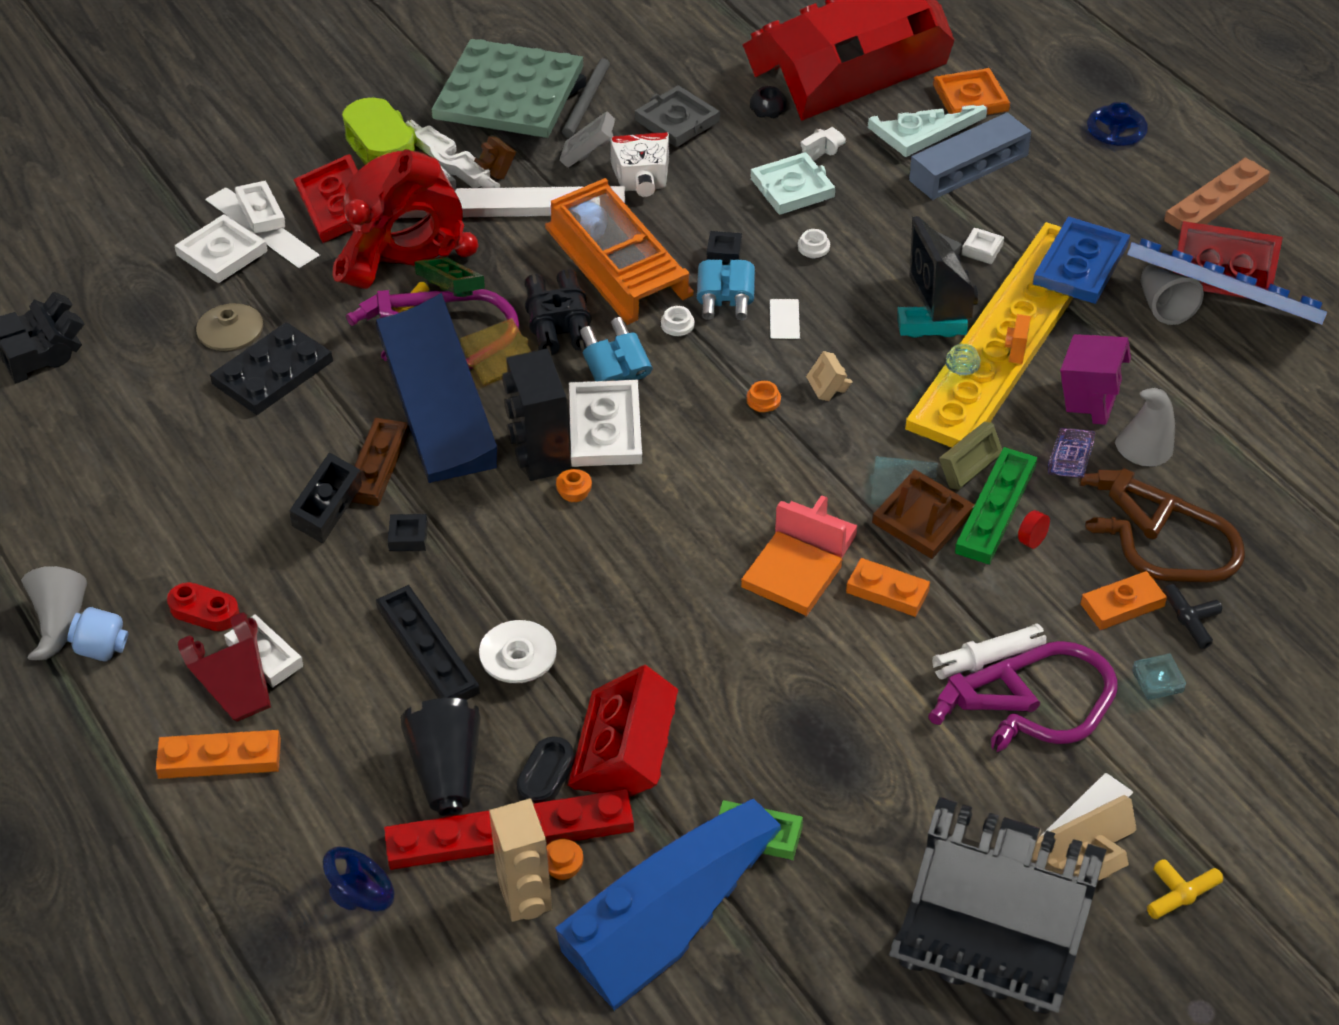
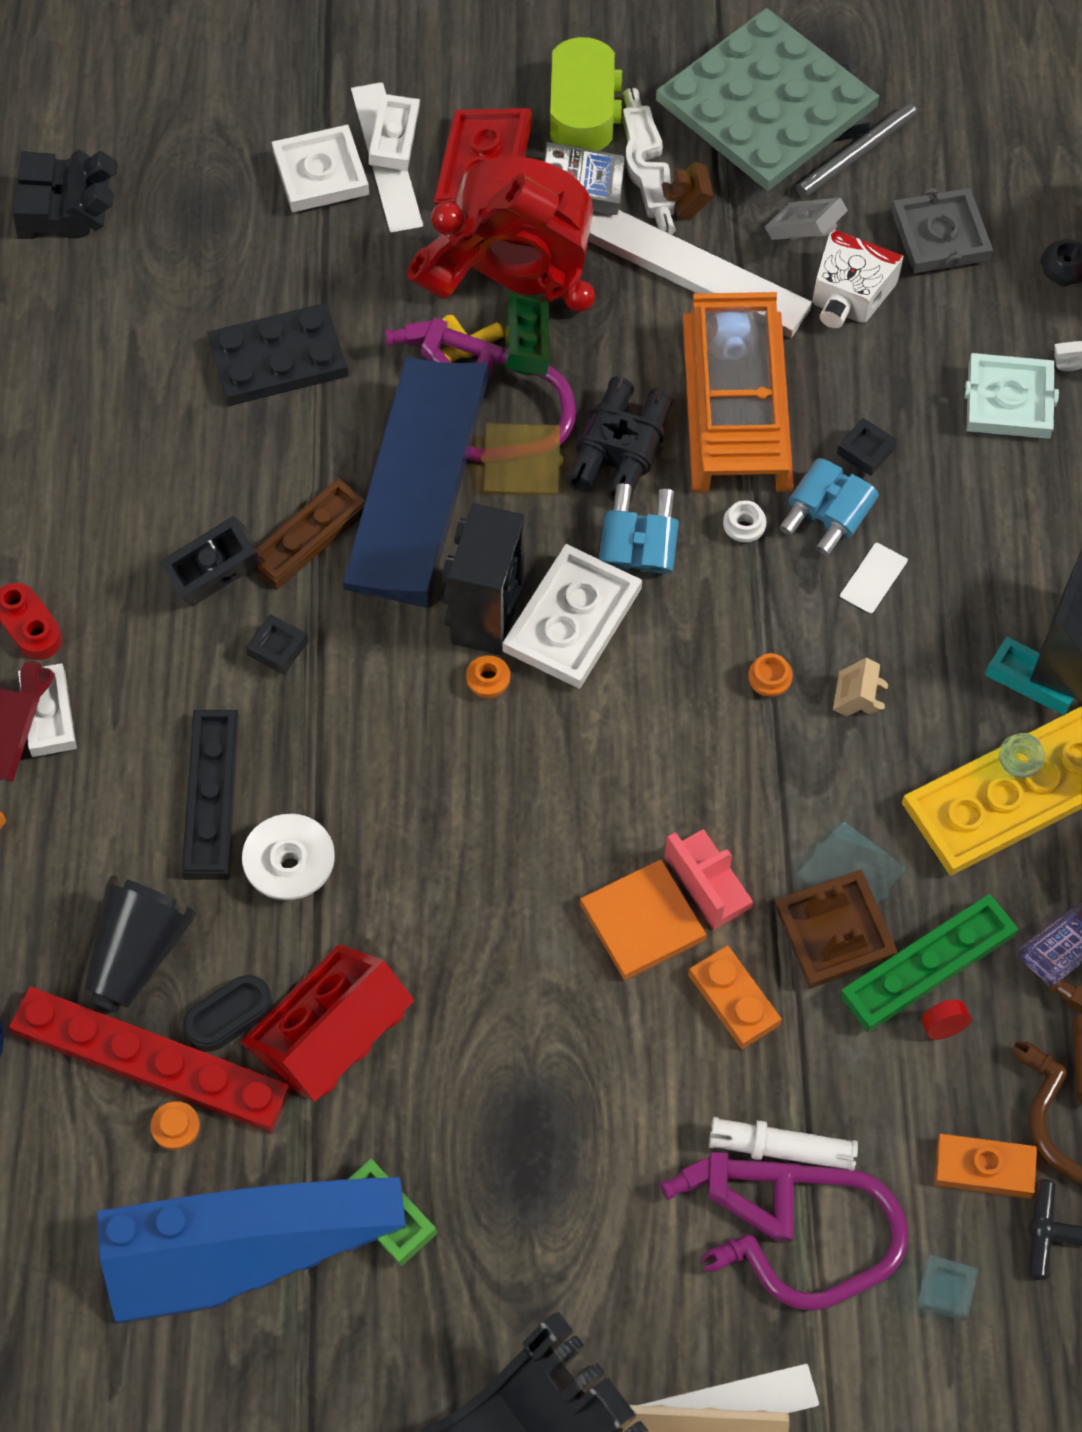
camera: 30 degrees right, 15 degrees up
(229, 327) = (270, 287): dark tan dish -> none
(521, 860) = (107, 1119): tan brick -> none
(814, 243) = (979, 486): white plate -> none
(971, 455) = (945, 883): olive tile -> none

